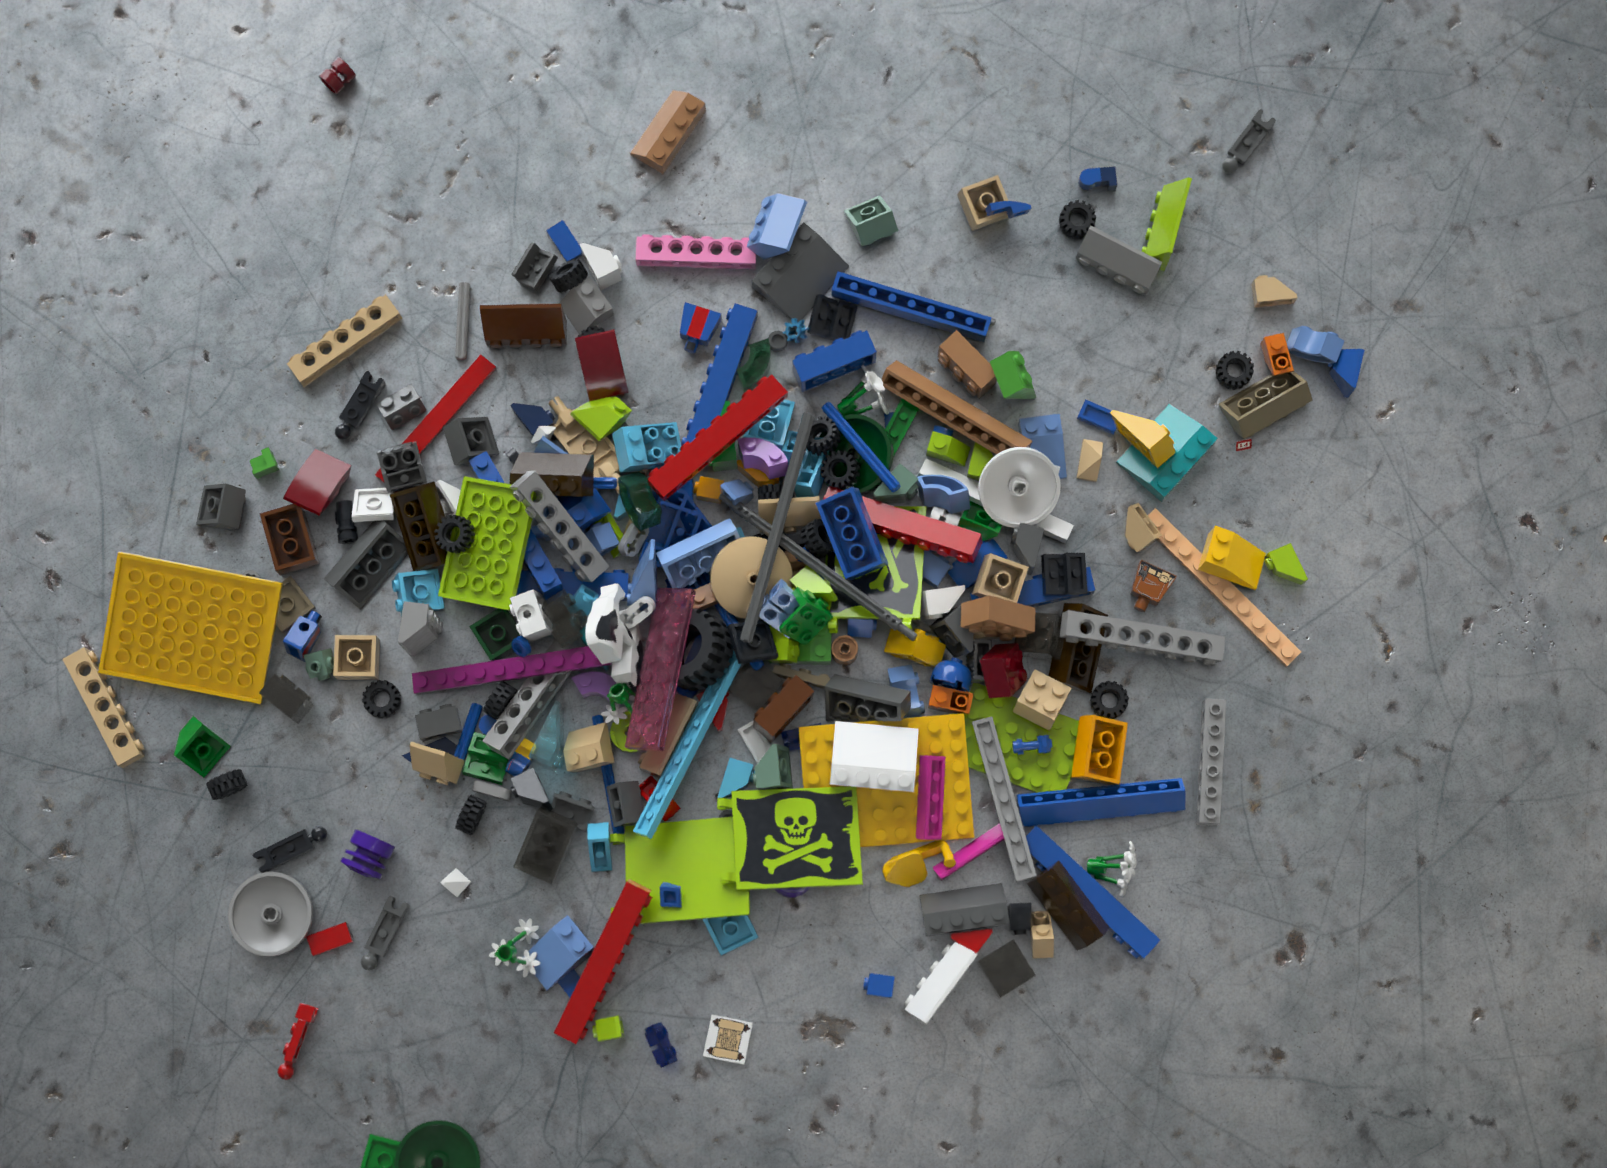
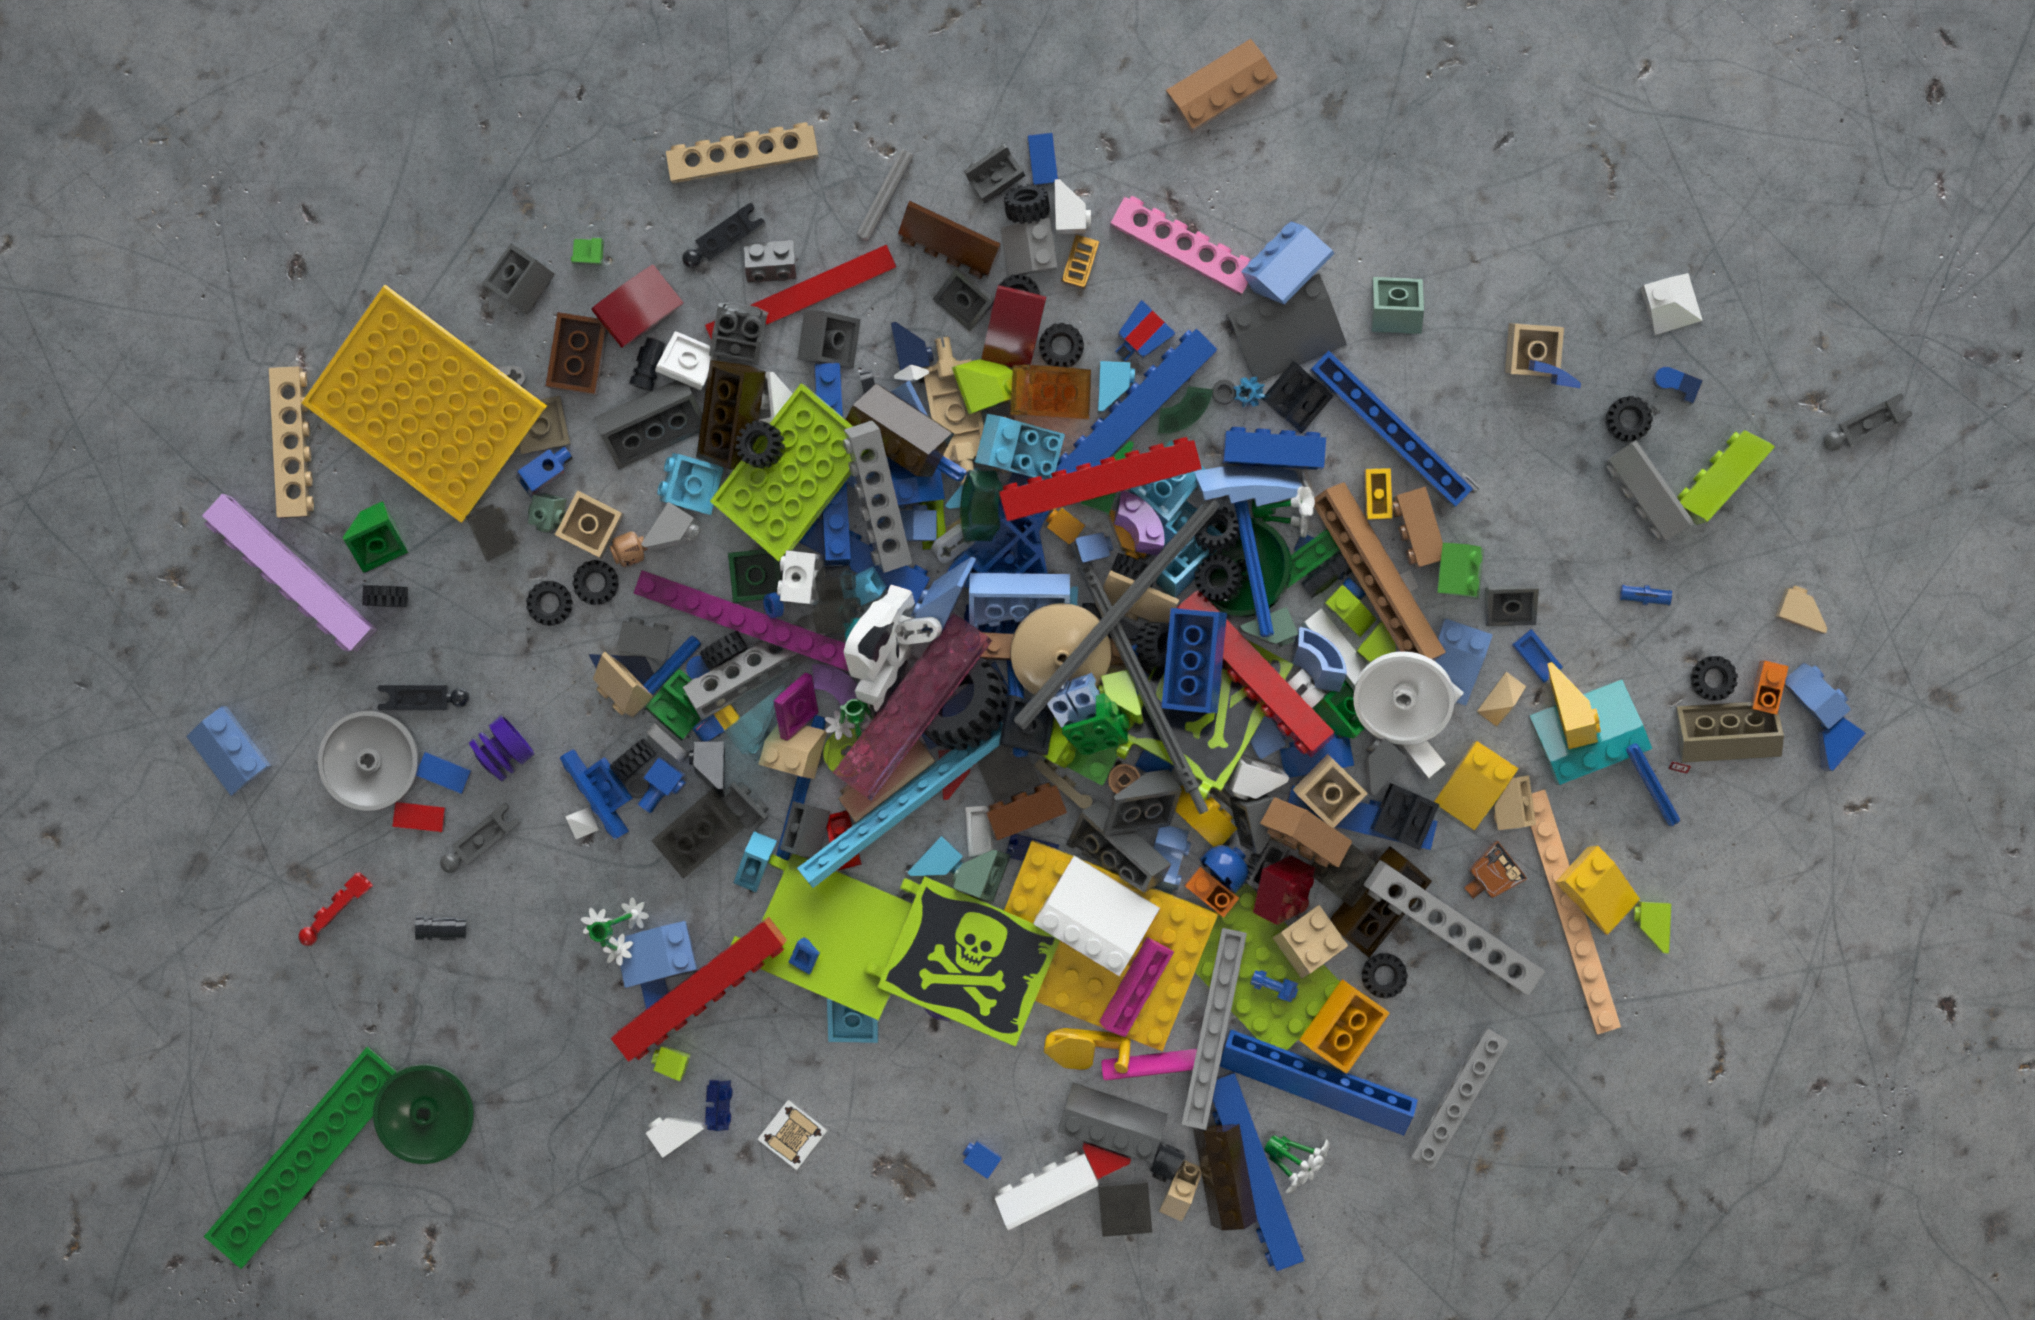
camera: 25 degrees right, 10 degrees up
(145, 801) = (293, 576): none -> lavender brick
(160, 959) = (228, 750): none -> medium blue slope
(333, 896) = (443, 772): none -> blue tile
(362, 740) = (538, 592): none -> black tyre
(387, 1013) = (439, 928): none -> black axle
(394, 662) = (628, 549): none -> medium nougat head
(459, 849) = (601, 789): none -> blue bracket
(484, 834) = (637, 785): none -> dark grey tile
(502, 818) = (664, 781): none -> blue brick
(556, 364) = (964, 299): none -> dark grey slope
(574, 714) = (796, 706): none -> magenta tile
(632, 314) = (1074, 281): none -> pearl gold slope
(635, 1084) = (671, 1133): none -> white slope
(643, 376) = (1067, 331): none -> black tyre
(651, 396) = (1050, 392): none -> clear orange brick
(694, 371) = (1113, 382): none -> medium azure slope
(822, 394) = (1245, 482): none -> light blue slope
(868, 658) = (1144, 804): none -> dark grey slope
(917, 434) = (1323, 577): none -> black axle
(925, 356) = (1378, 494): none -> yellow brick
(1061, 388) = (1511, 605): none -> dark grey slope
(1064, 127) = (1671, 303): none -> white slope
(1103, 528) = (1475, 785): none -> yellow slope
(1154, 335) = (1663, 596): none -> blue pin
(1231, 464) = (1653, 784): none -> blue axle

